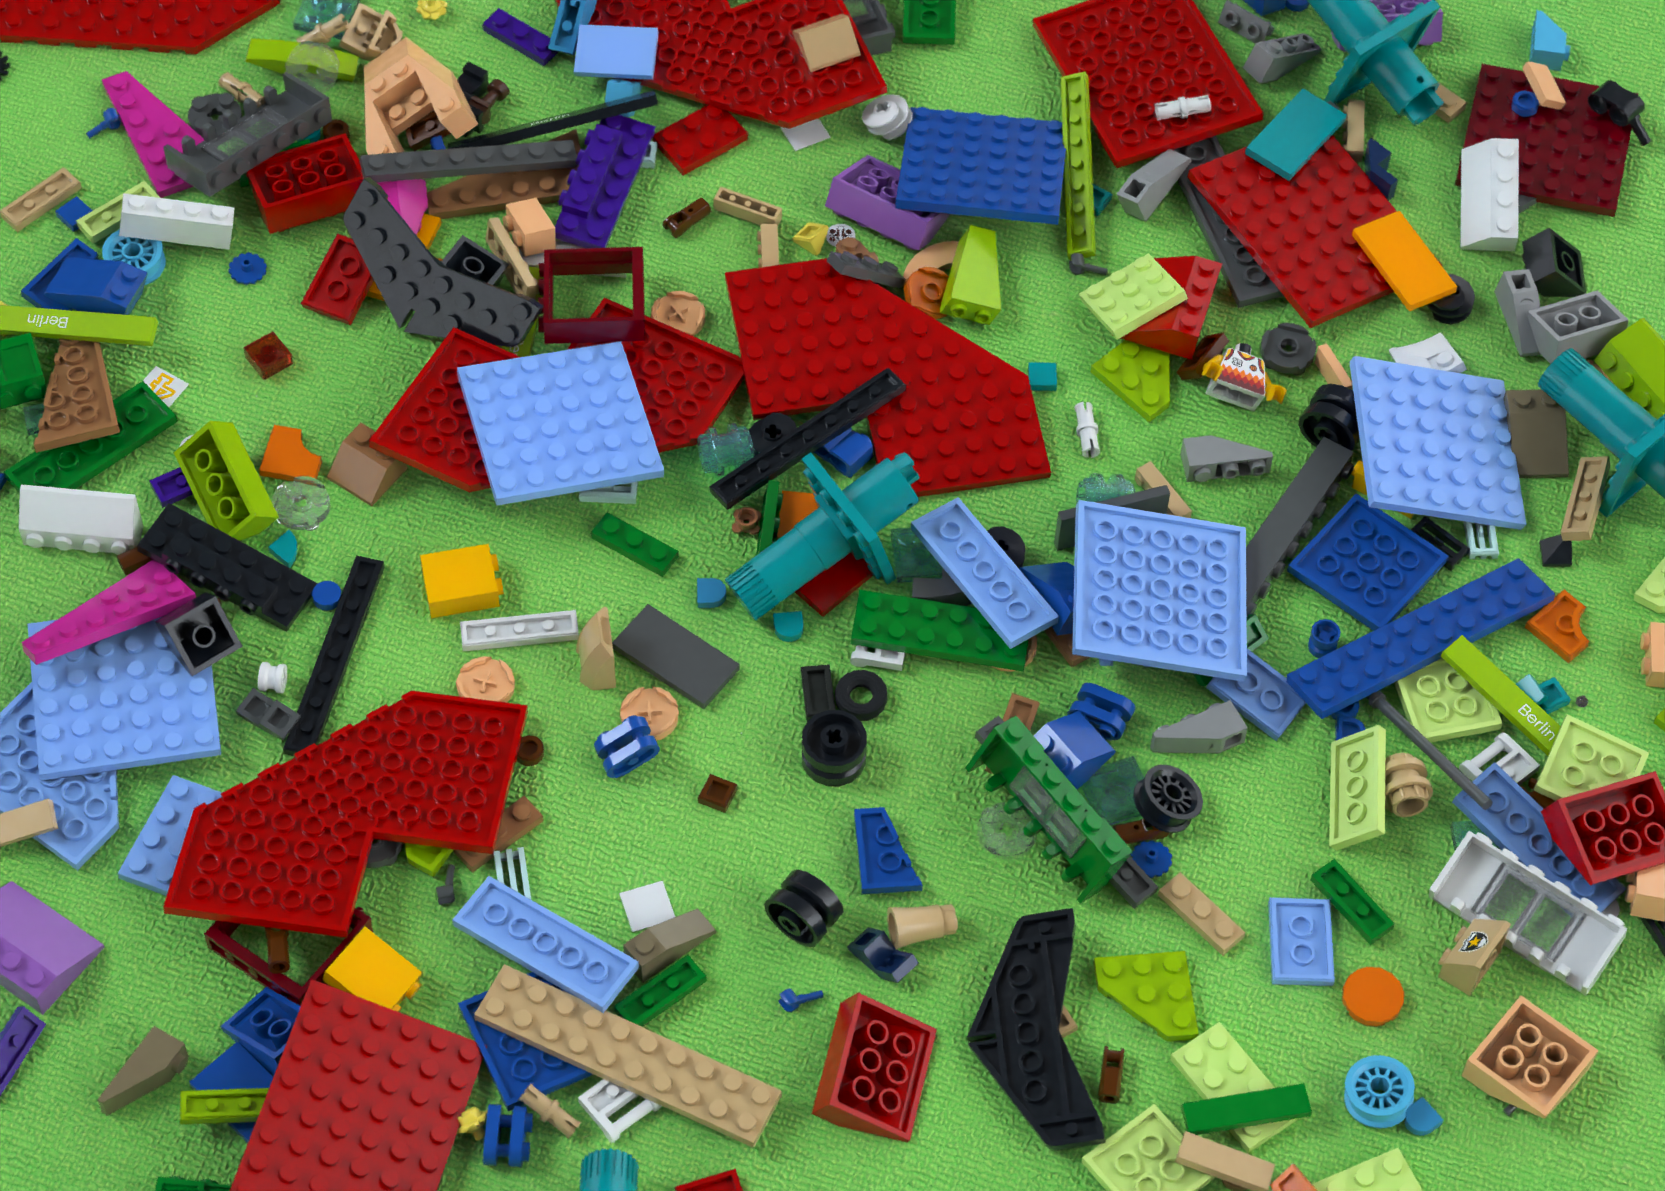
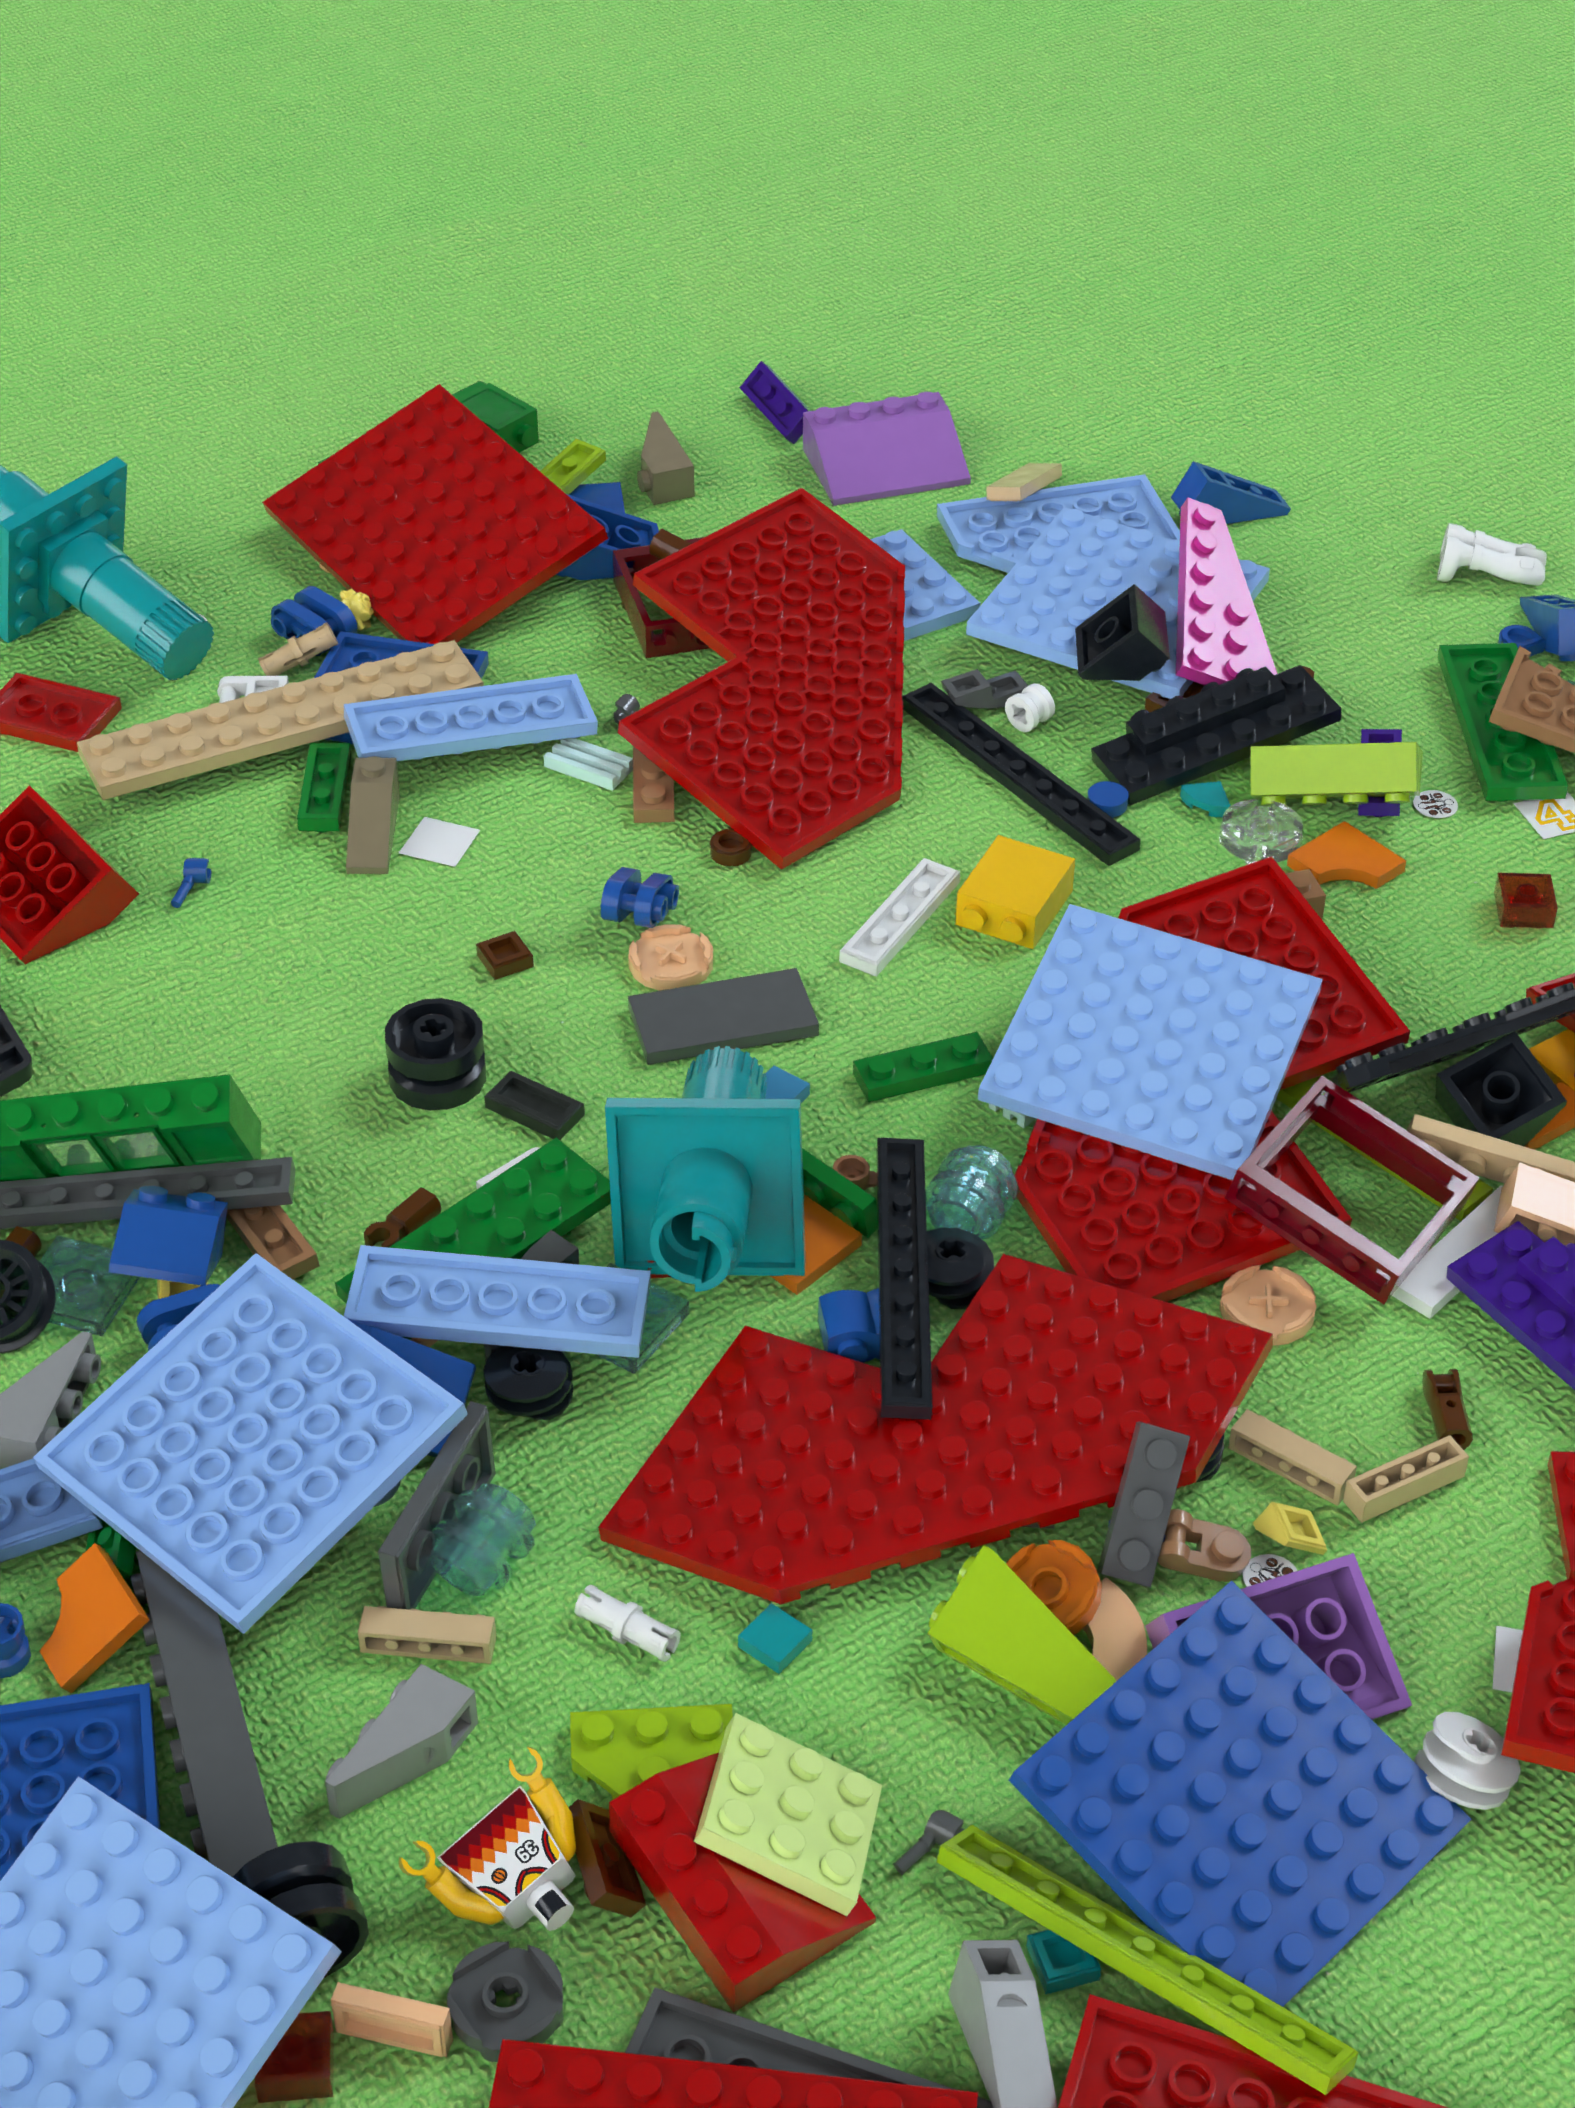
camera: 130 degrees right, 15 degrees down
(79, 519) = (1388, 659): white slope -> none
(373, 972) = (581, 609): yellow brick -> none
(486, 680) = (856, 859): light nougat tile -> none
(597, 653) = (783, 929): tan slope -> none
(803, 908) = (267, 904): black wheel -> none
(864, 679) = (480, 1116): black tyre -> none
(880, 855) = (263, 1027): blue wing -> none
(880, 955) = (164, 963): dark blue slope -> none
(920, 924) = (142, 998): tan plant -> none
(952, 683) = (404, 1219): none -> reddish brown bar
(1283, 607) = (94, 1618): none -> orange tile

